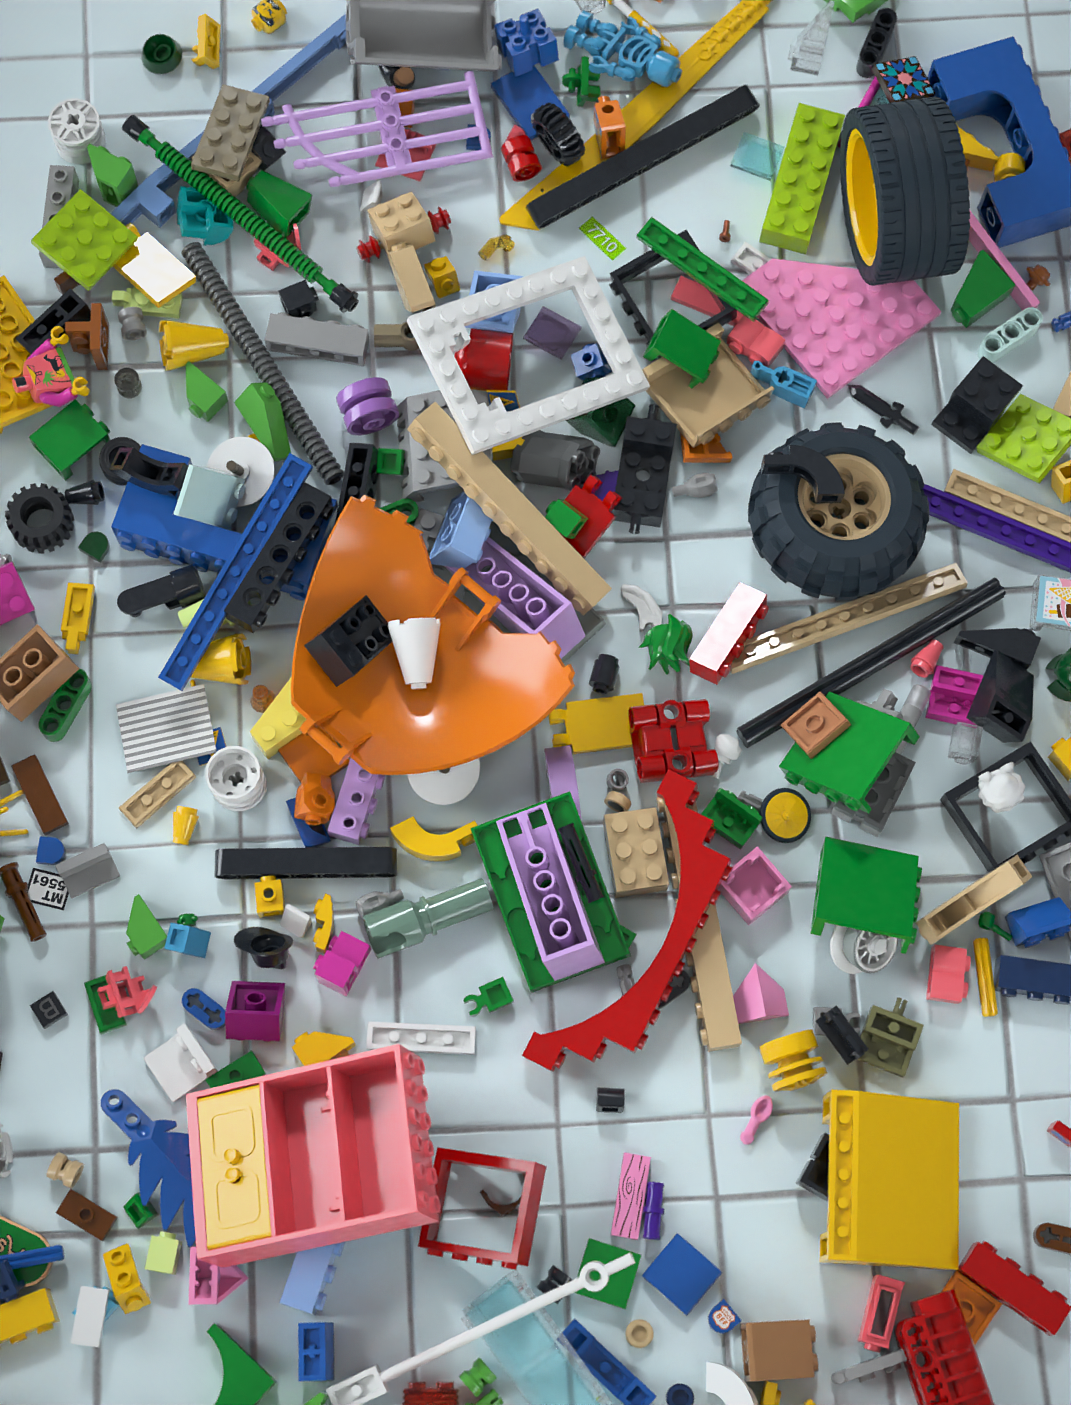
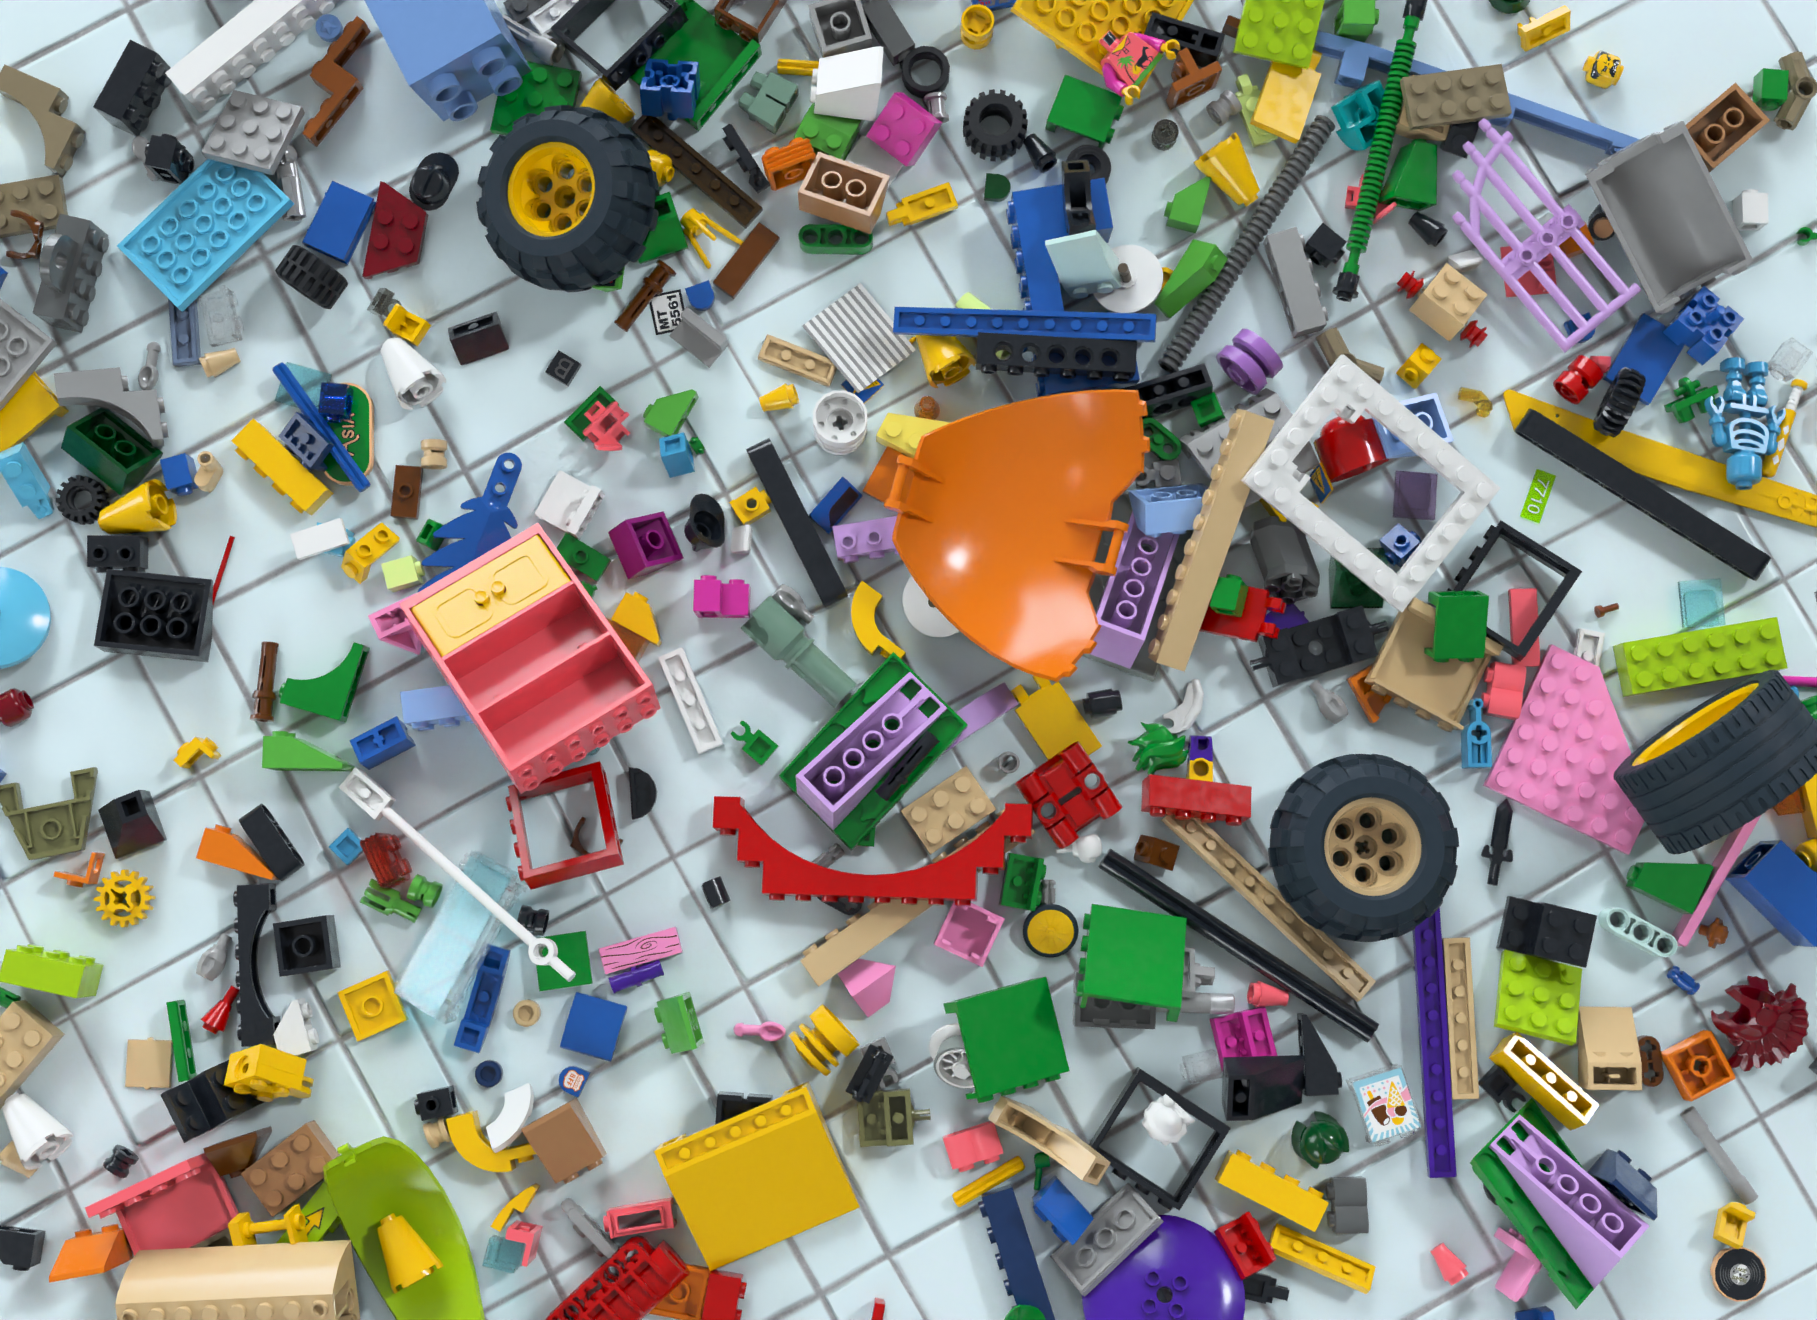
camera: 65 degrees right, 10 degrees up
(178, 589) = (991, 283): black piece -> none
(200, 1013) = (620, 498): blue beam -> none
(314, 799) = (856, 501): orange hand -> none
(325, 916) = (758, 563): yellow slope -> none
(328, 212) = (1428, 229): none -> black cone
(350, 641) = (1010, 460): black slope -> none
(410, 277) = (1397, 336): tan slope -> none
(416, 648) = (1031, 521): white cone -> none
(485, 1124) = (642, 792): none -> black plate
(608, 119) = (1653, 446): orange torso -> none
(617, 801) = (987, 772): tan tile -> none
(694, 614) = (1200, 758): none -> leg
(702, 269) = (1547, 605): green tile -> none
(717, 1187) = (679, 1023): none -> bright green slope
(758, 692) = (1156, 852): none -> reddish brown bracket
(811, 467) = (1382, 803): black arch -> none
(815, 725) = (1145, 920): nougat tile -> none

